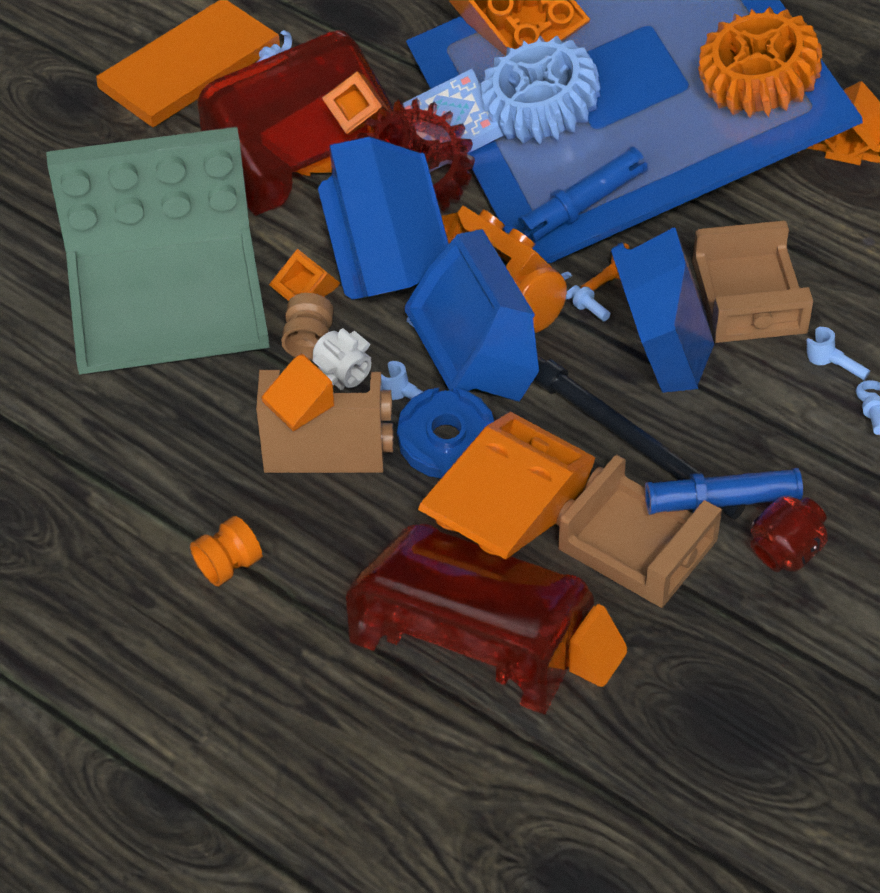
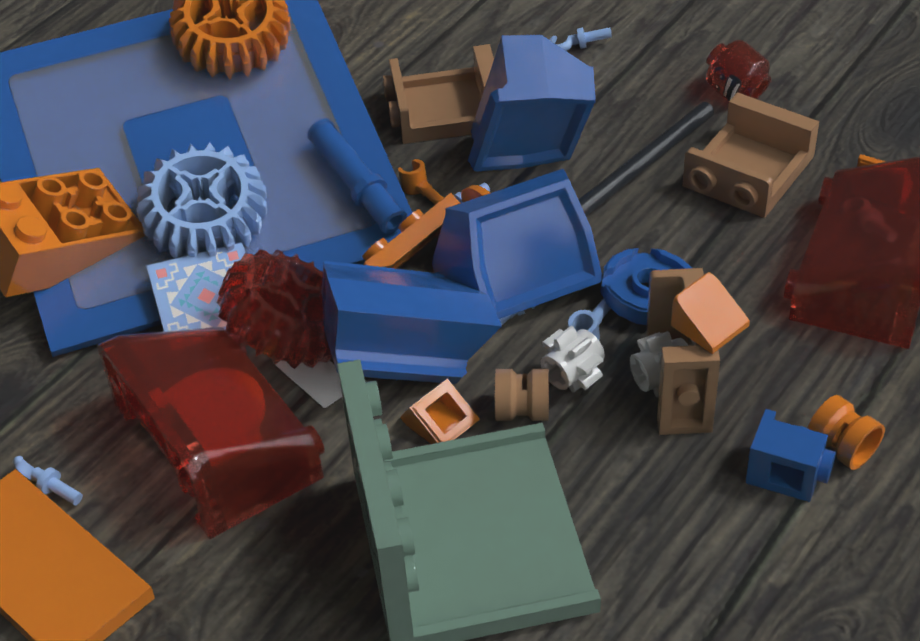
camera: 90 degrees left, 5 degrees down
(204, 500) = (788, 458): none -> blue brick
(354, 102) = (211, 339): orange slope -> none
(508, 485) = (742, 211): orange slope -> none
(722, 490) = (709, 112): blue pin -> none

